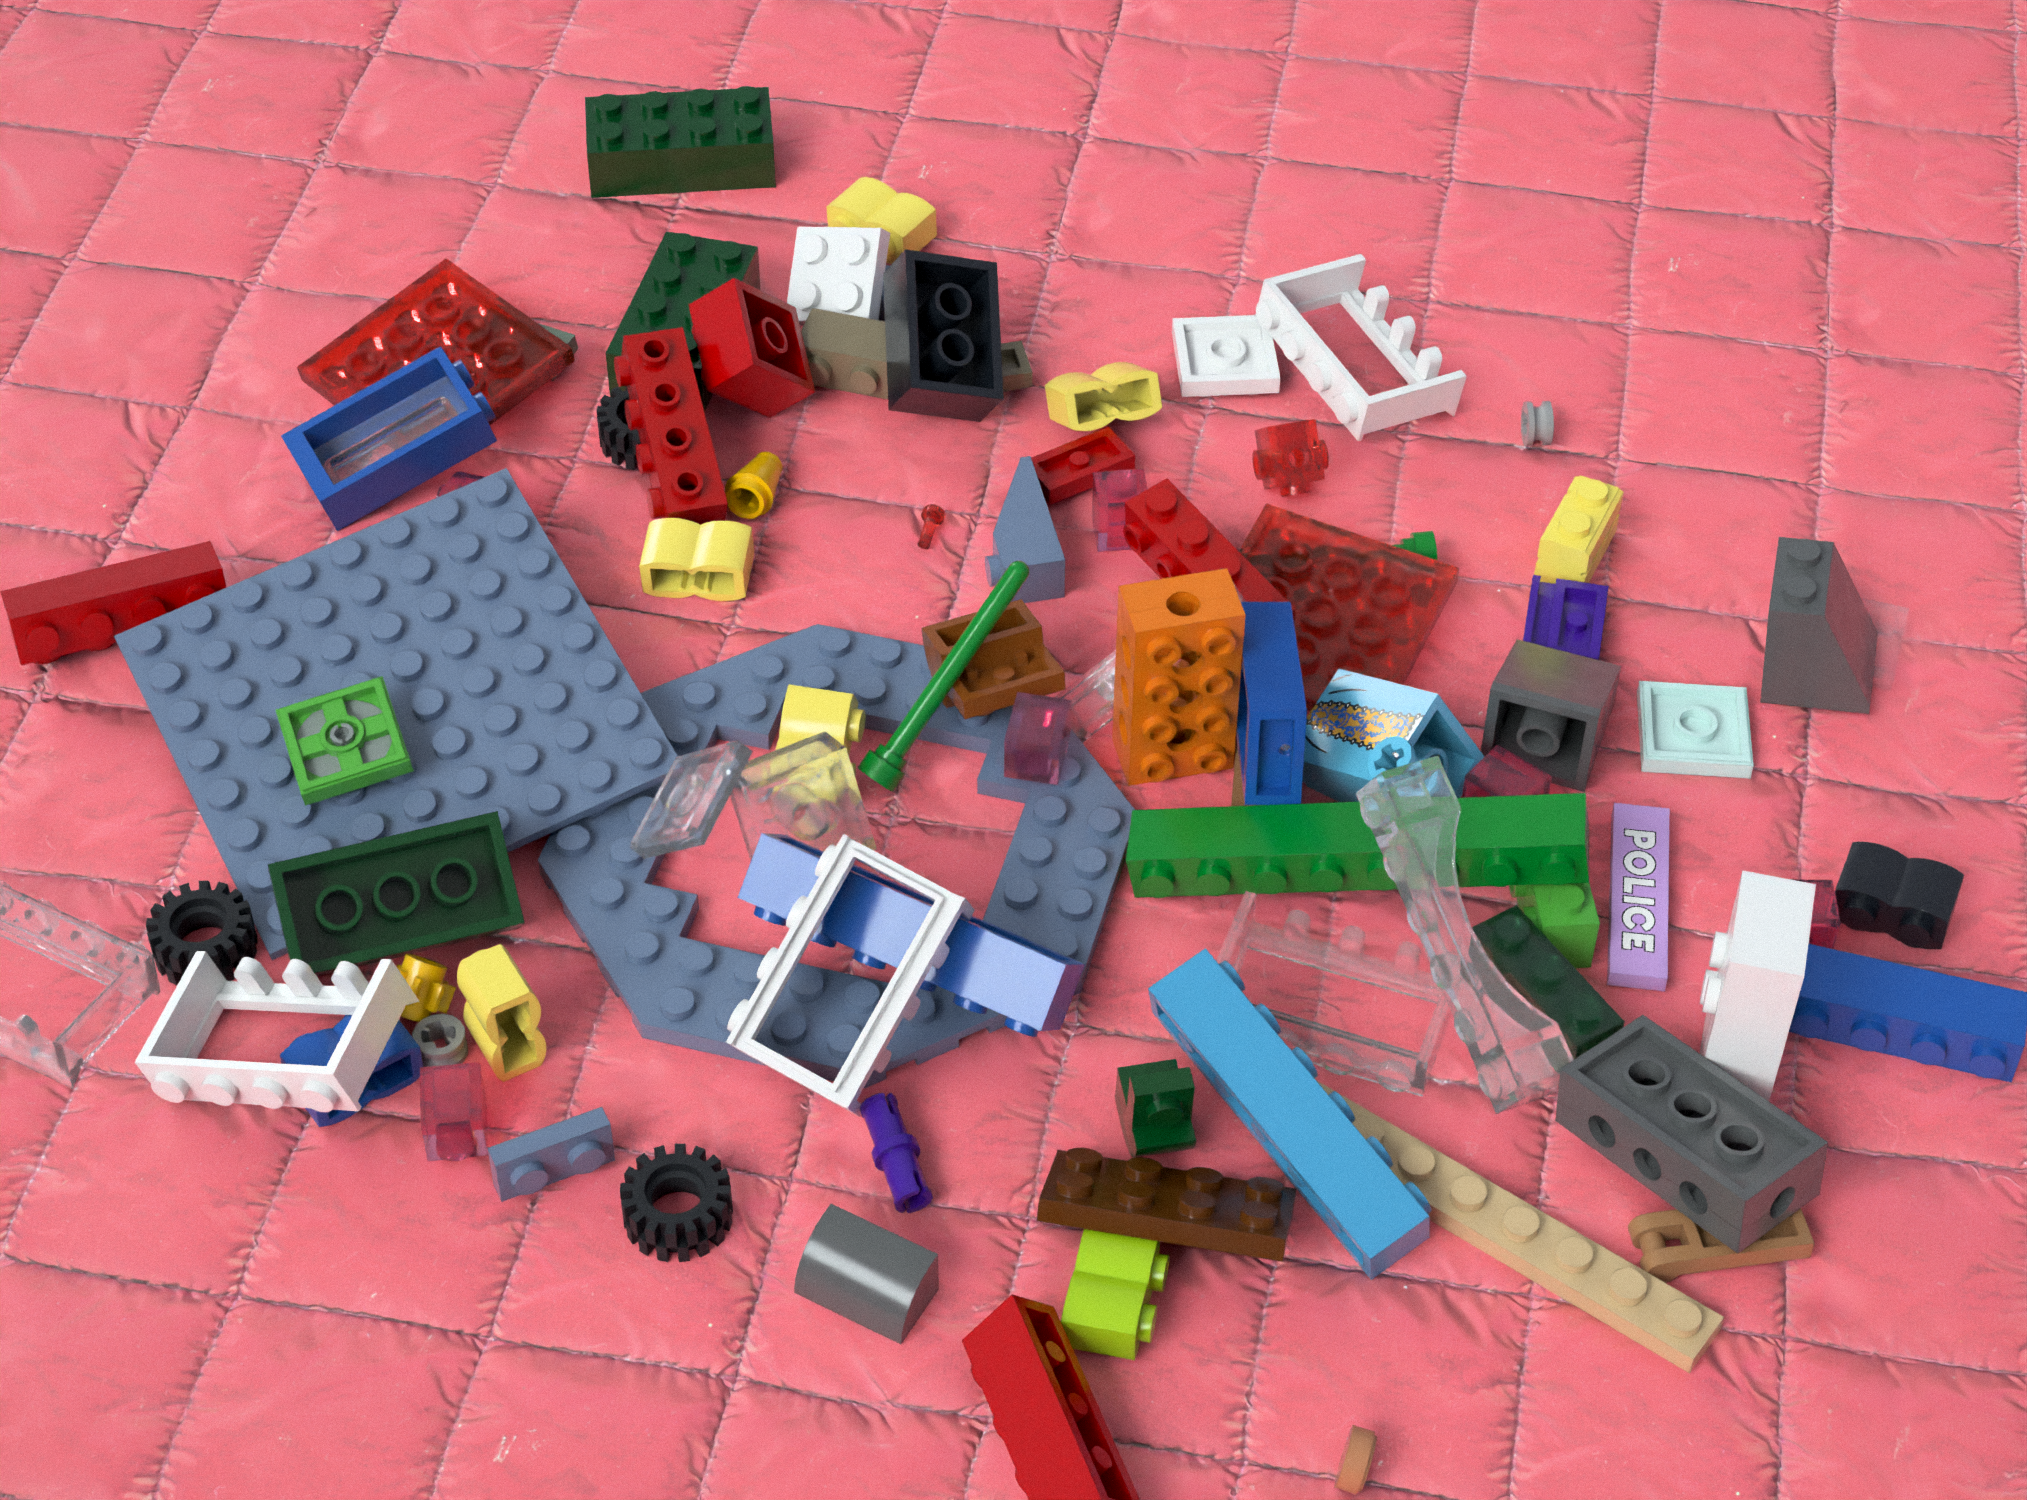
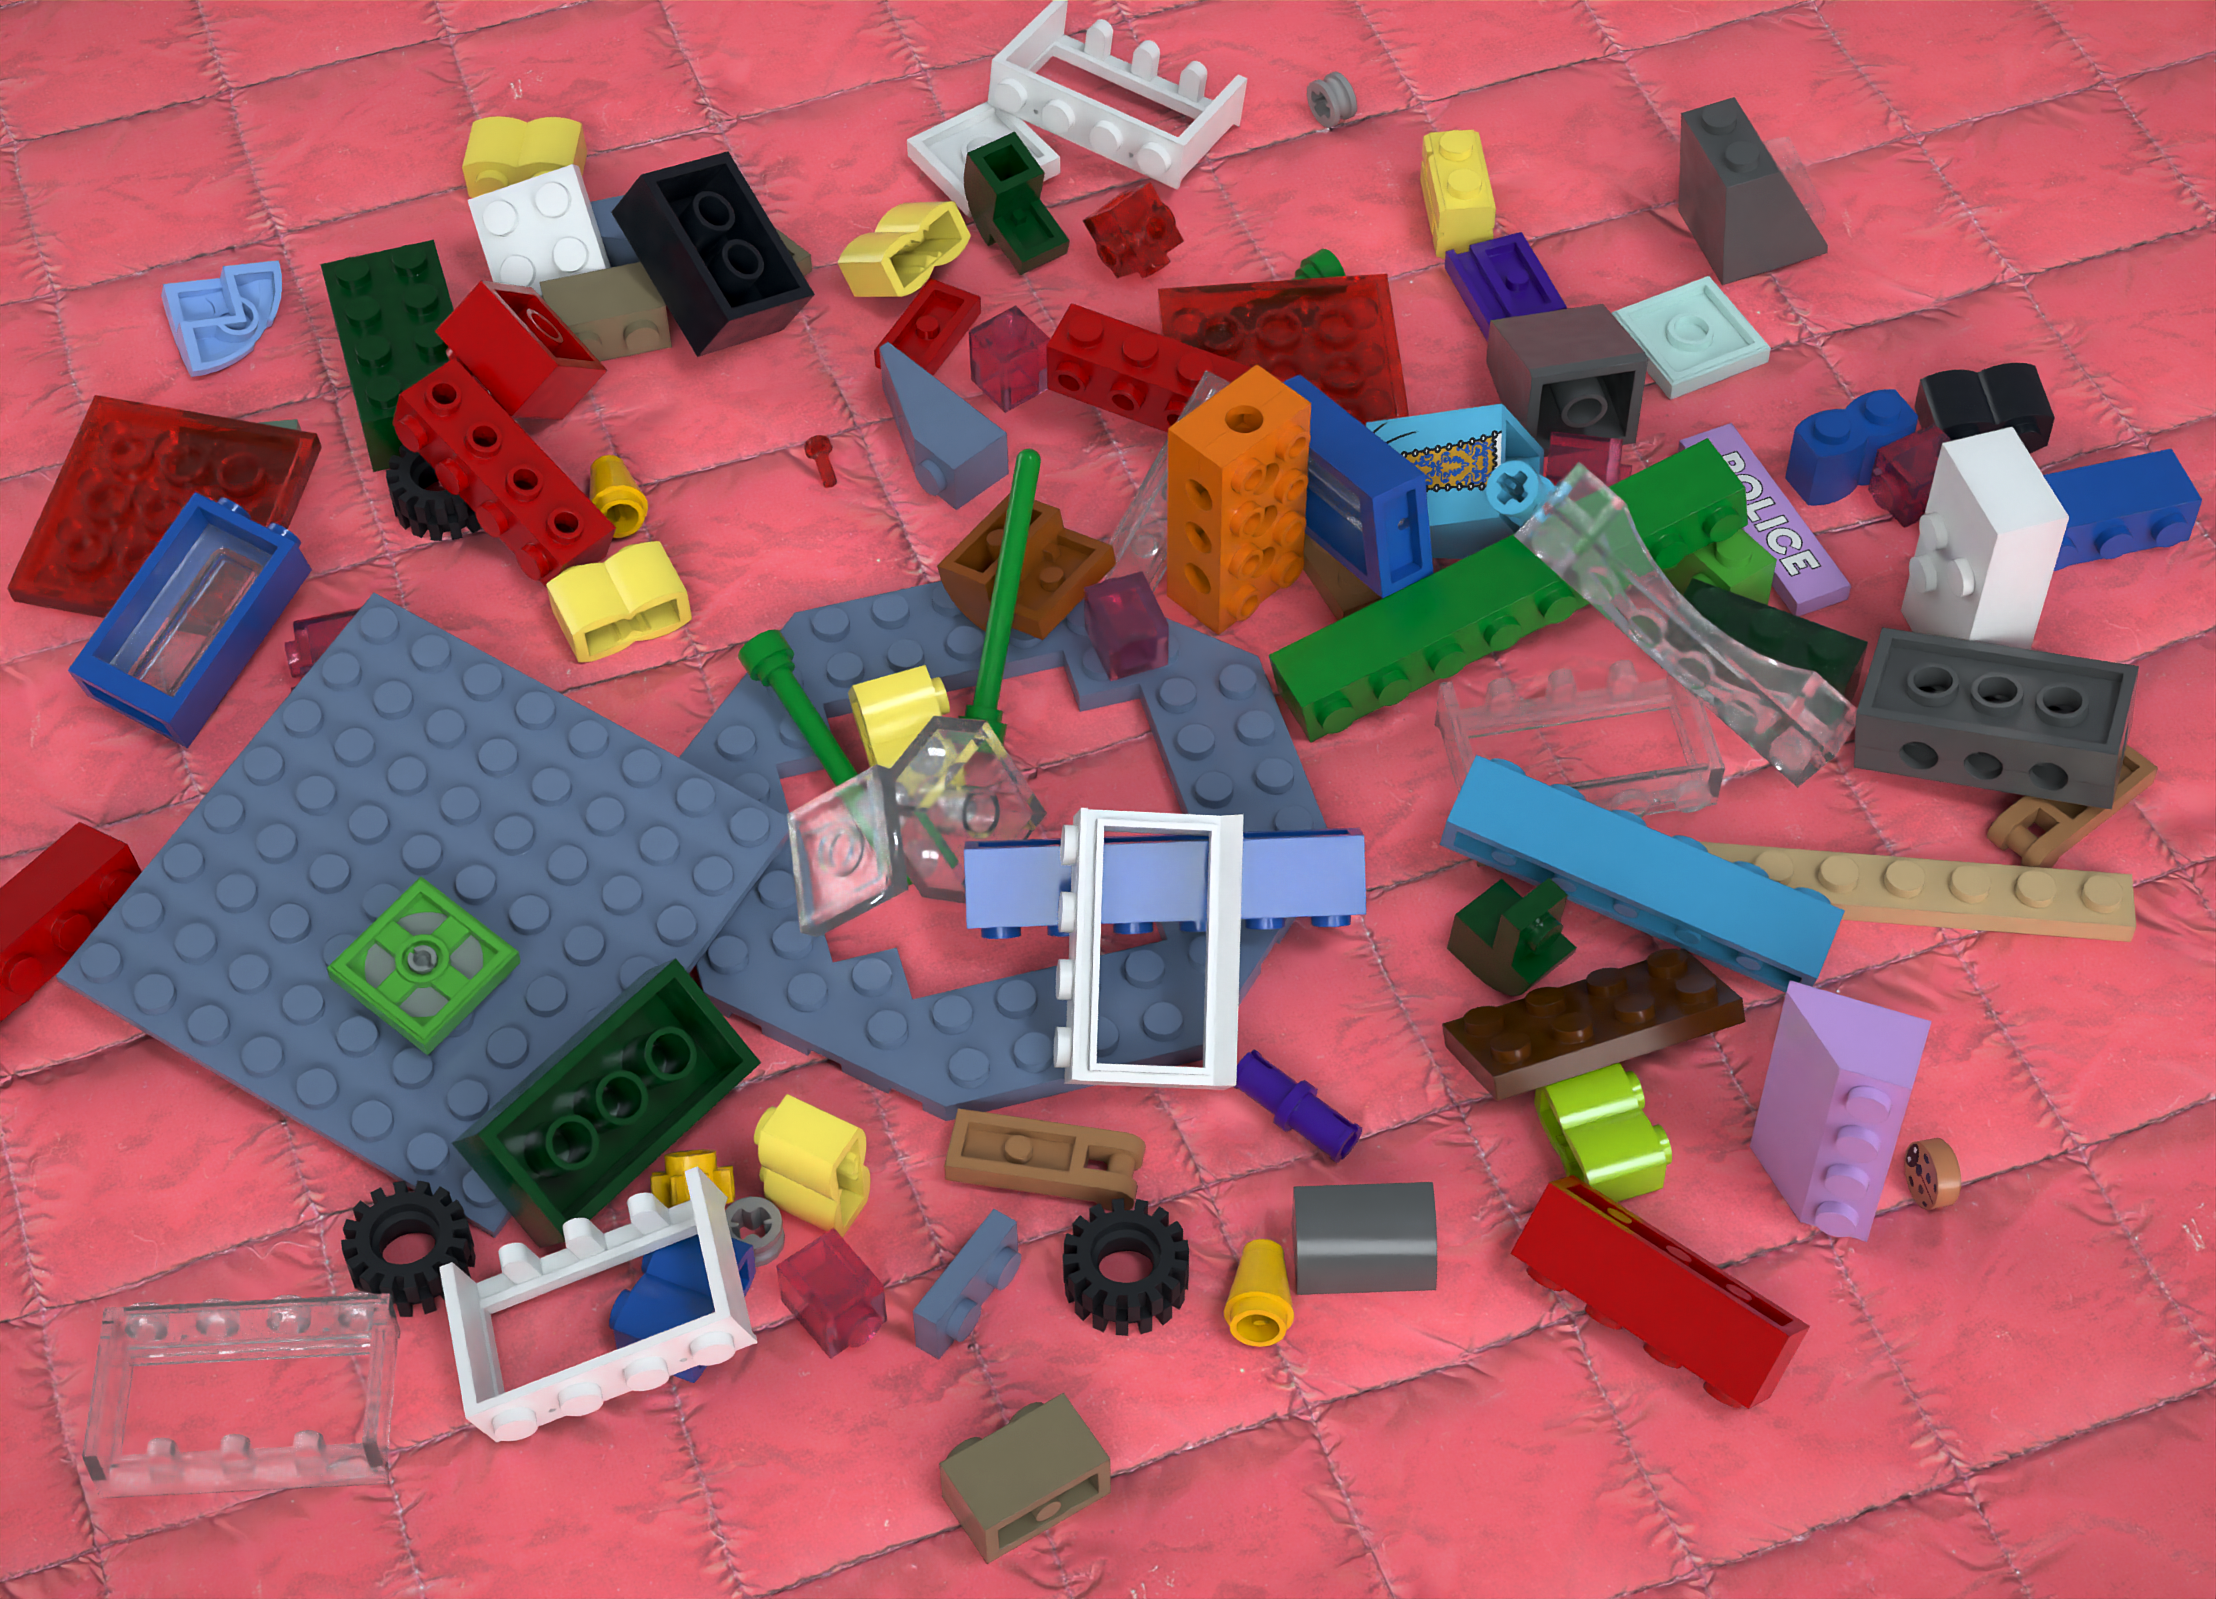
camera: 30 degrees left, 5 degrees up
(481, 1311) = (1024, 1476): none -> dark tan brick
(590, 244) = (222, 316): none -> light blue brick
(679, 142) = (240, 161): dark green brick -> none
(681, 1094) = (1043, 1157): none -> medium nougat plate
(753, 1276) = (1260, 1296): none -> yellow cone
(756, 644) = (769, 660): none -> green piece
(1210, 396) = (1005, 203): none -> dark green brick
(1283, 1358) = (1835, 1105): none -> lavender slope
(1728, 850) = (1839, 446): none -> blue brick

